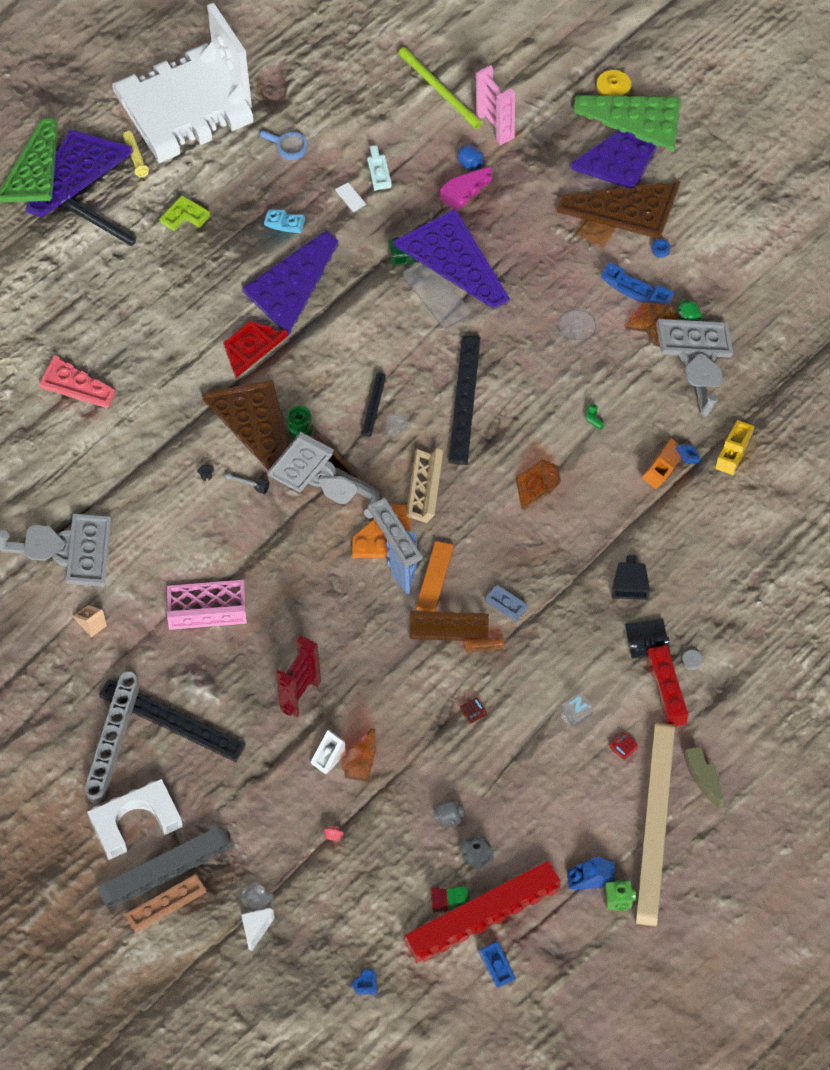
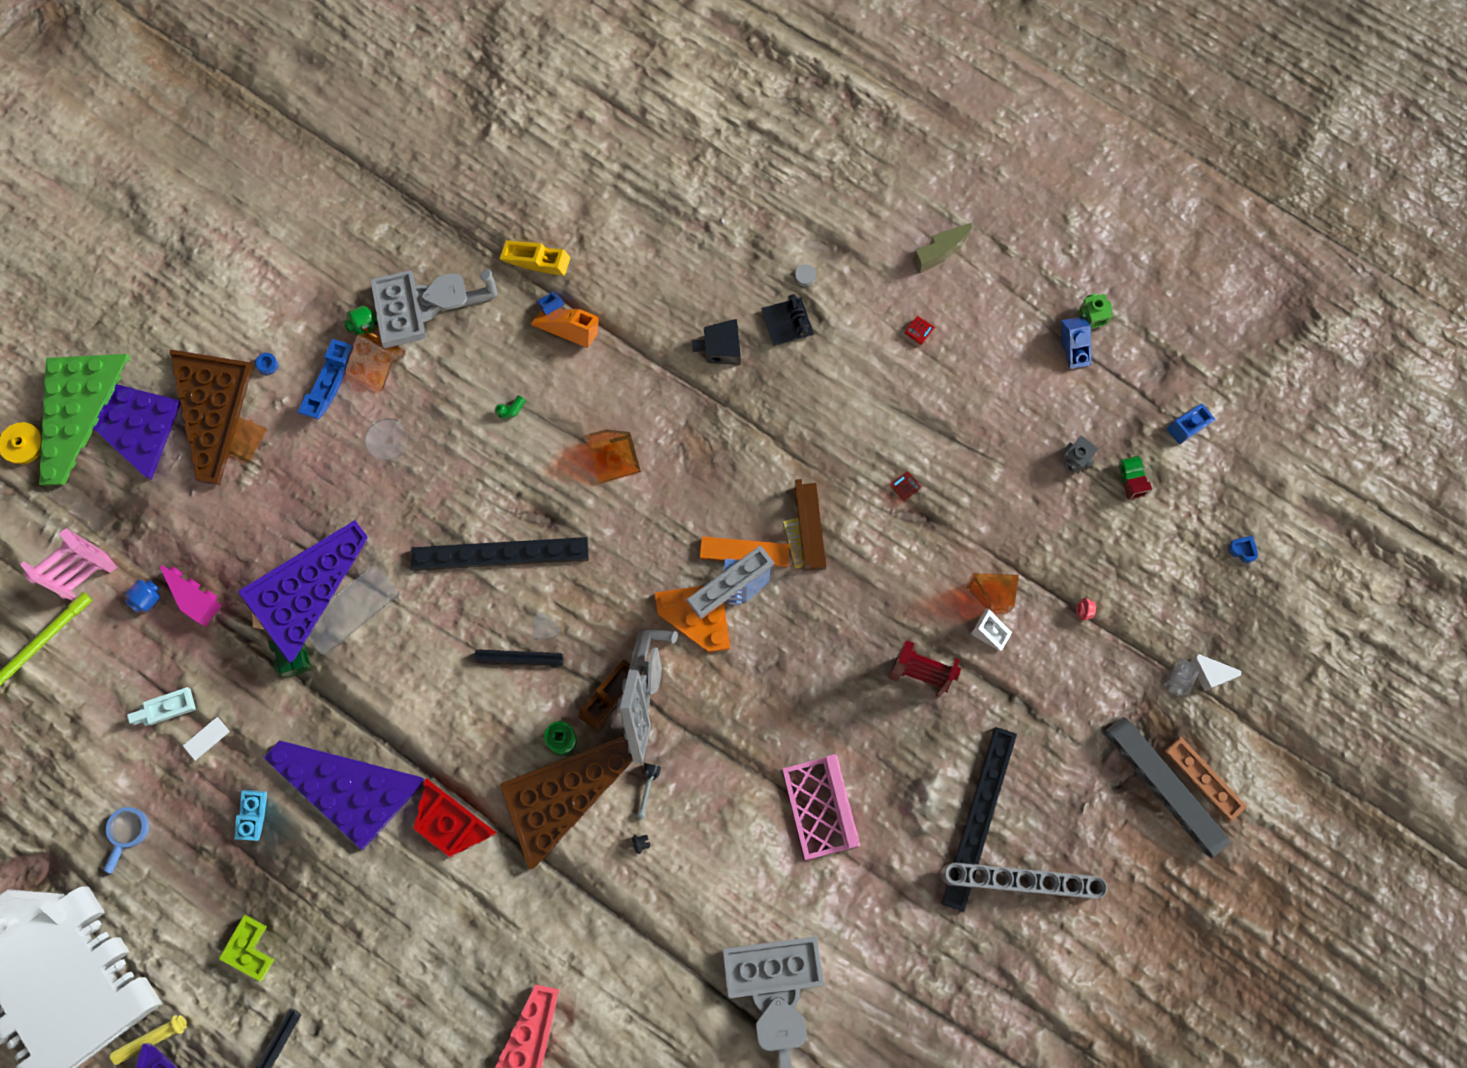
camera: 100 degrees left, 15 degrees up
(91, 619) = (866, 946): light nougat slope -> none
(152, 798) = (1087, 817): white arch -> none
(428, 502) = (627, 573): tan fence -> none
(449, 813) = (1037, 491): dark grey head -> none
(482, 912) = (1141, 440): red brick -> none
(484, 644) = (824, 485): clear orange pin -> none
(506, 603) = (768, 468): sand blue plate -> none
(576, 709) = (889, 379): clear brick -> none
(655, 824) = (1002, 288): tan beam -> none
(663, 671) = (864, 284): red arch -> none

